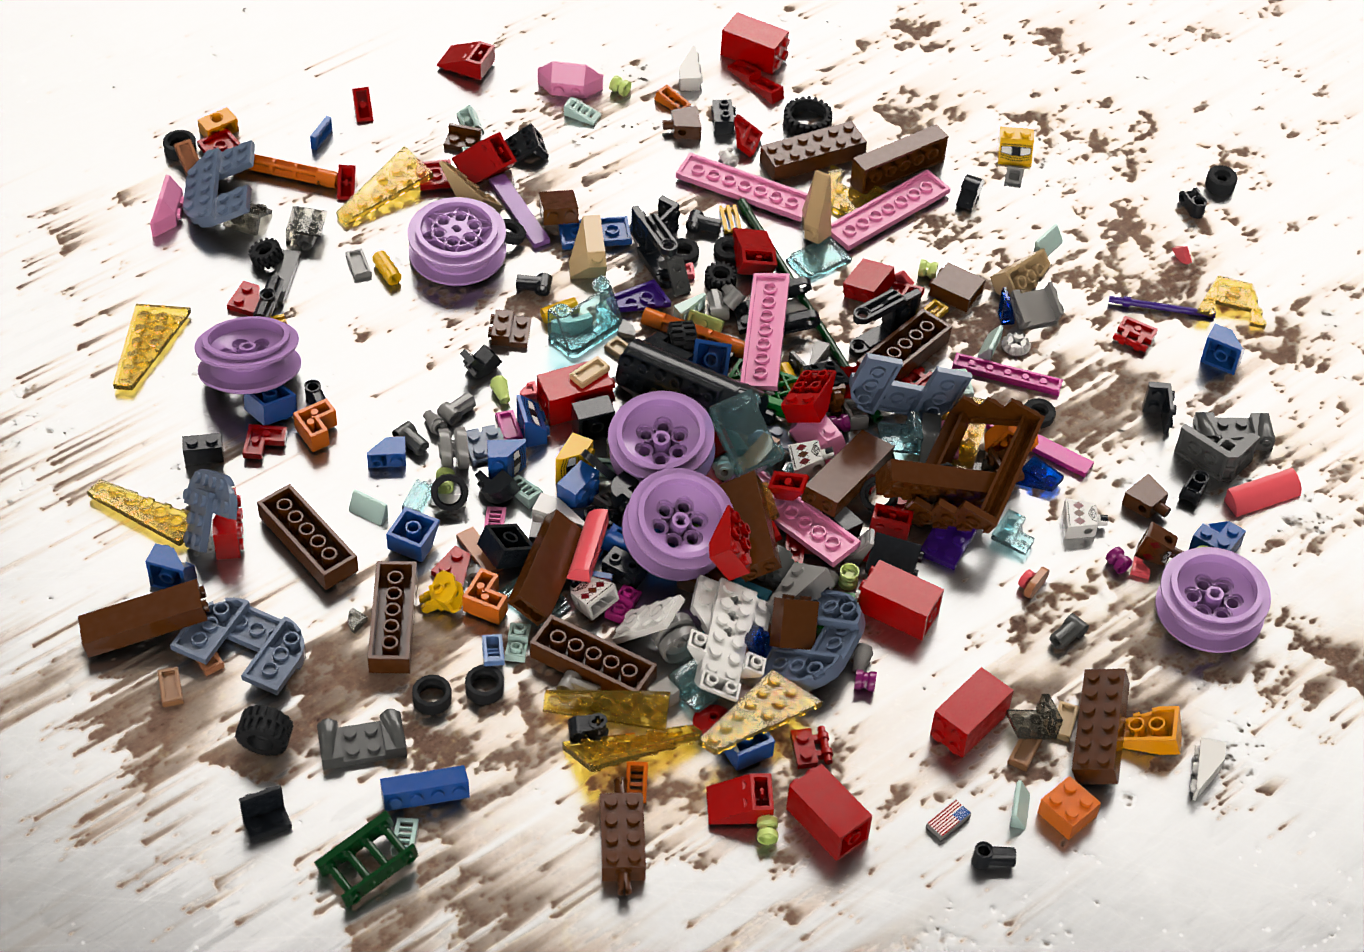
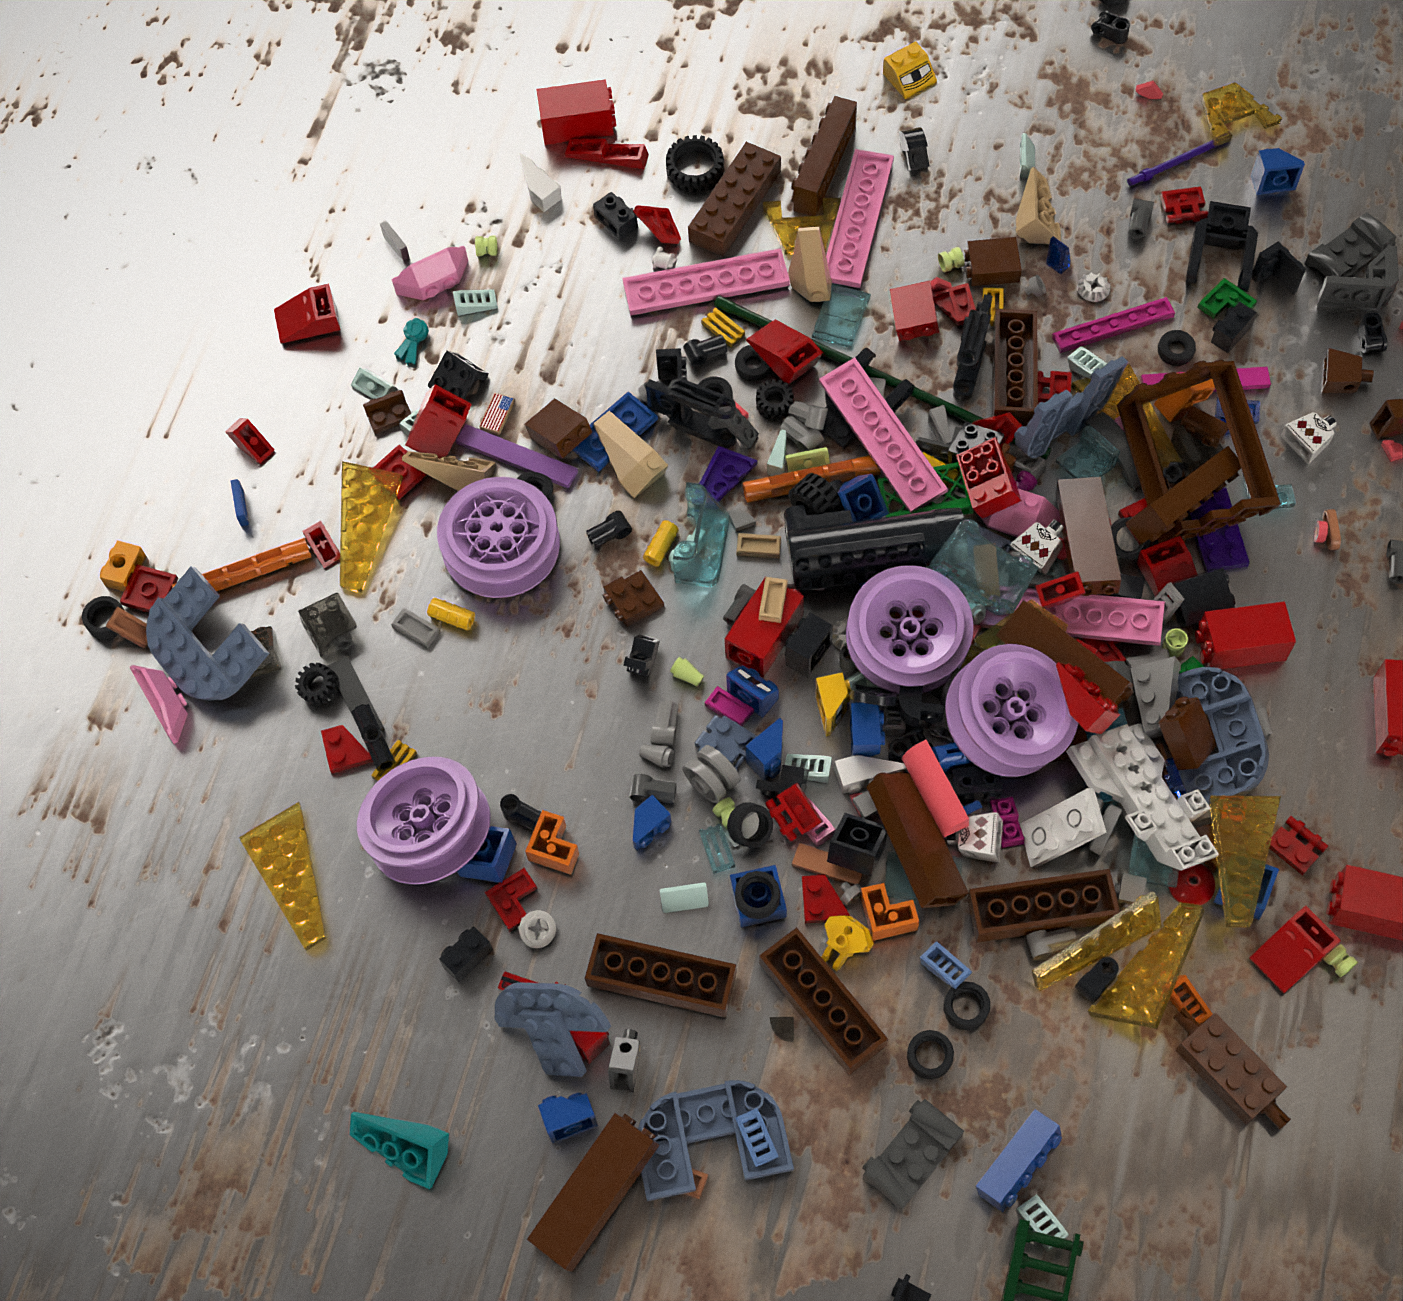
camera: 30 degrees left, 15 degrees up
(63, 524) = (410, 1146): none -> teal wedge
(147, 512) = (484, 1064): clear yellow wing -> none
(170, 686) = (679, 1239): medium nougat tile -> none
(235, 567) = (624, 1061): none -> dark grey torso
(259, 454) = (543, 937): none -> white gear
(264, 730) = (826, 1222): black tyre -> none
(270, 642) = (744, 1118): none -> medium blue slope
(411, 513) = (760, 877): none -> black tyre
(487, 501) = (799, 810): none -> red plate
(517, 642) = (951, 935): light aqua slope -> none
(525, 106) = (415, 332): none -> teal piece
(529, 390) = (712, 654): coral tile -> none
(531, 181) = (497, 414): none -> tile
(564, 47) = (394, 240): none -> light grey tile
(665, 95) = (544, 234): orange slope -> none
(684, 123) = (587, 248): torso -> none
(865, 680) = (1283, 741): magenta wheel -> none
(973, 318) = (1036, 286): none -> light grey tile
(990, 343) = (1073, 302): light aqua slope -> none
(1014, 175) = (933, 103): light grey slope -> none
(1036, 306) = (1082, 233): light grey panel -> none
(1092, 423) = (1233, 327): none -> black brick
(1096, 320) = (1140, 215): none -> dark grey piece
(1108, 403) = (1224, 295): none -> green plate
(1118, 559) = (1376, 455): magenta wheel -> none
(1148, 361) = (1226, 228): none -> black plate

